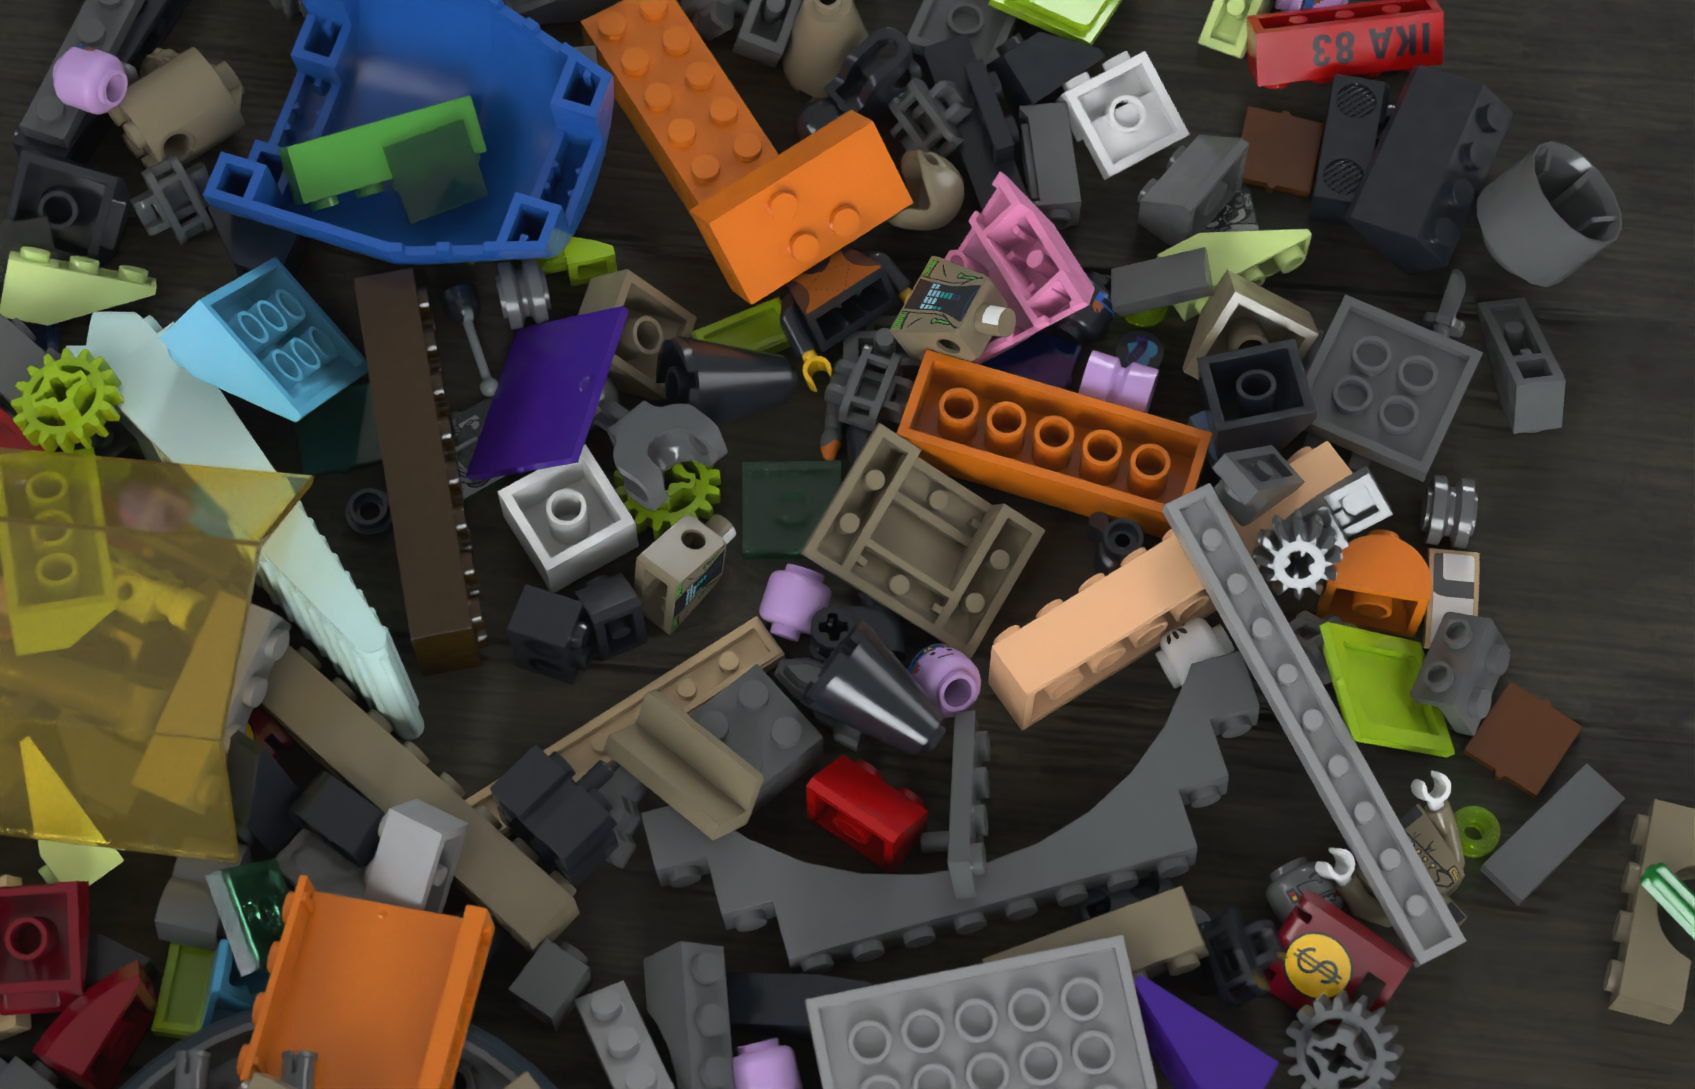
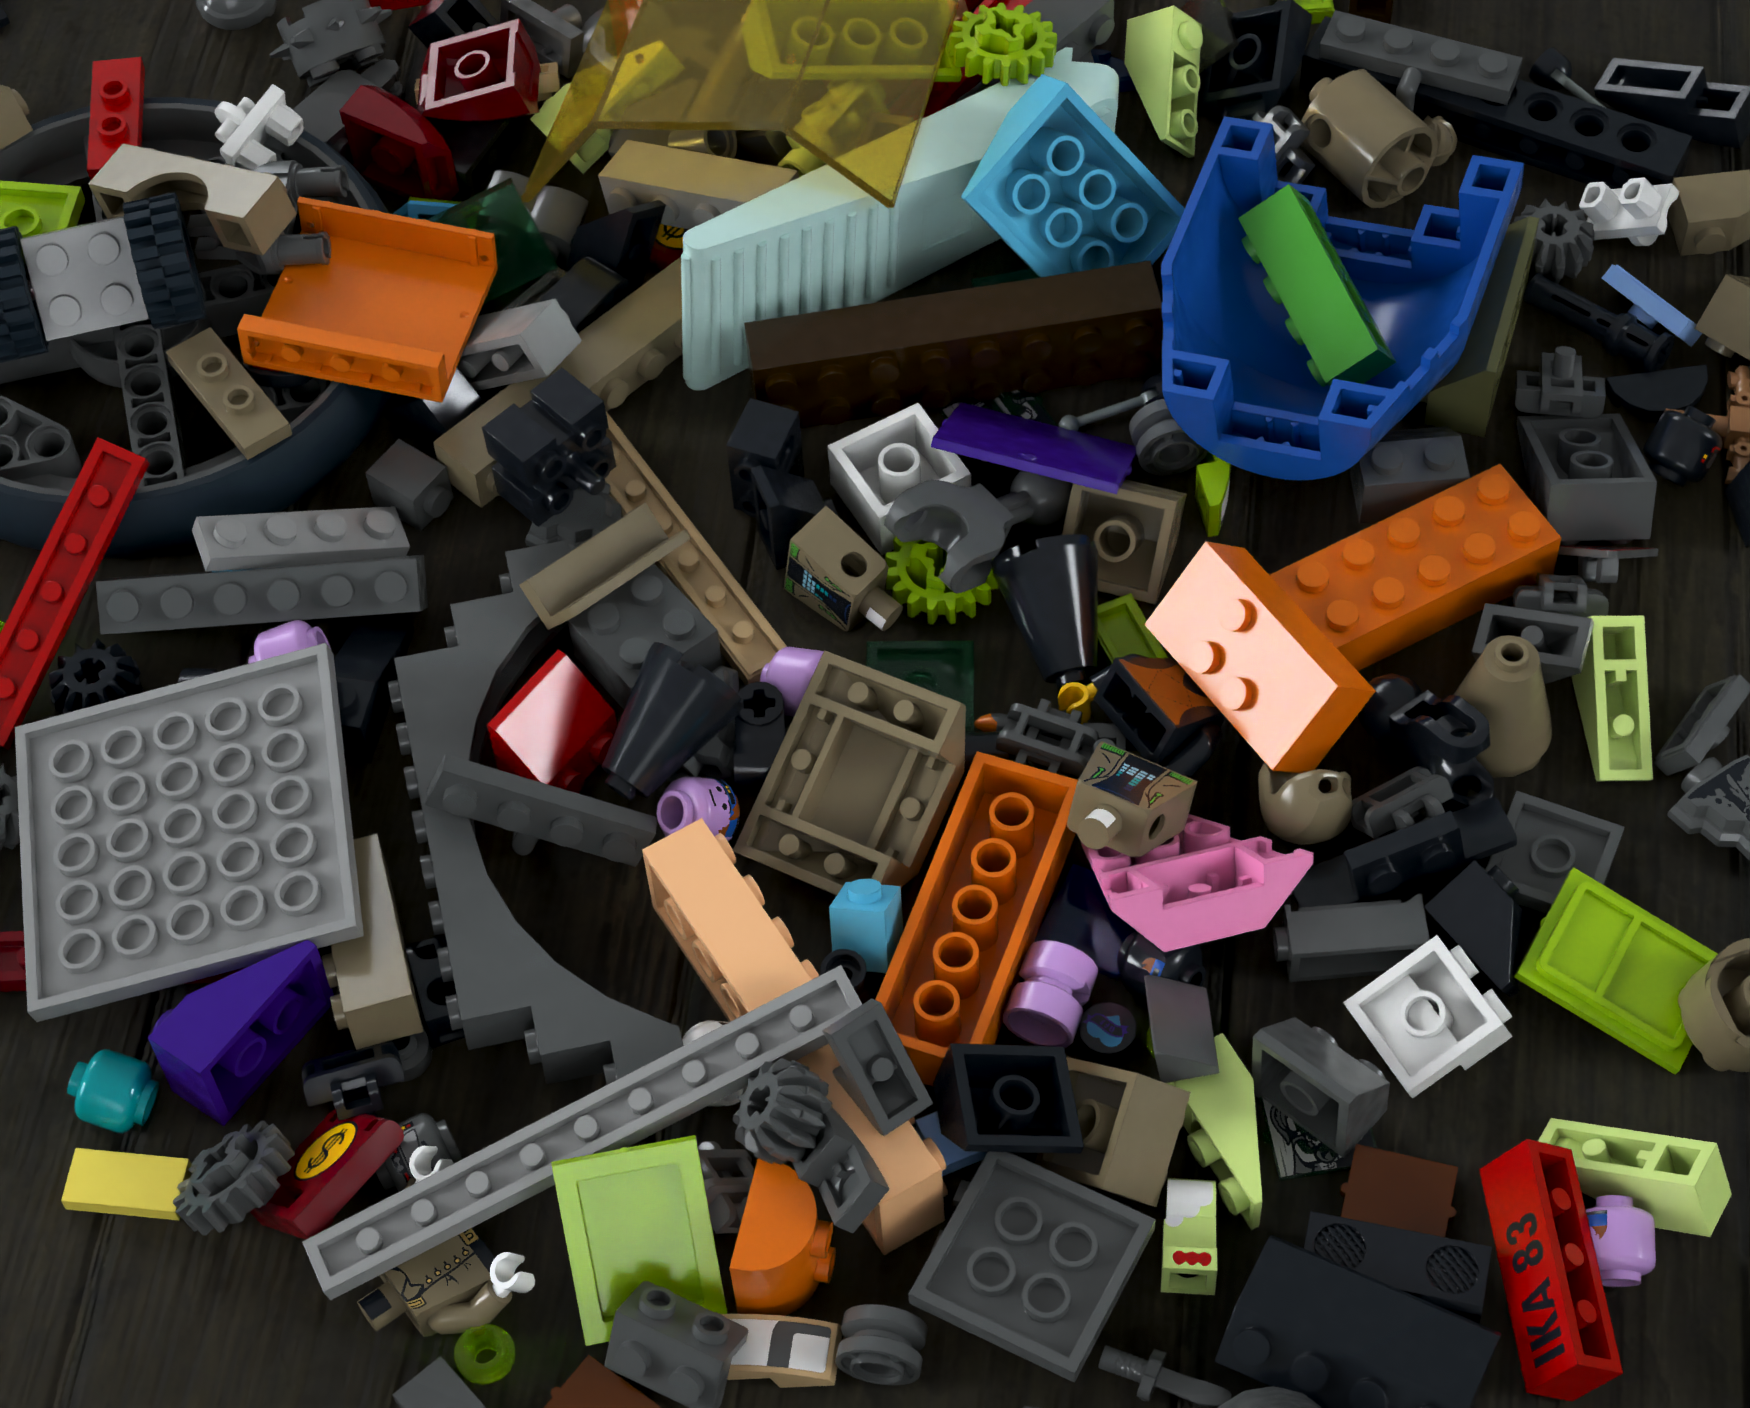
camera: 95 degrees right, 10 degrees down
(89, 79) = (1374, 40): lavender head -> none
(435, 171) = (1292, 335): clear green piece -> none
(1069, 525) = (868, 921): none -> medium azure brick
(1324, 288) = (1189, 1237): none -> yellowish green leg

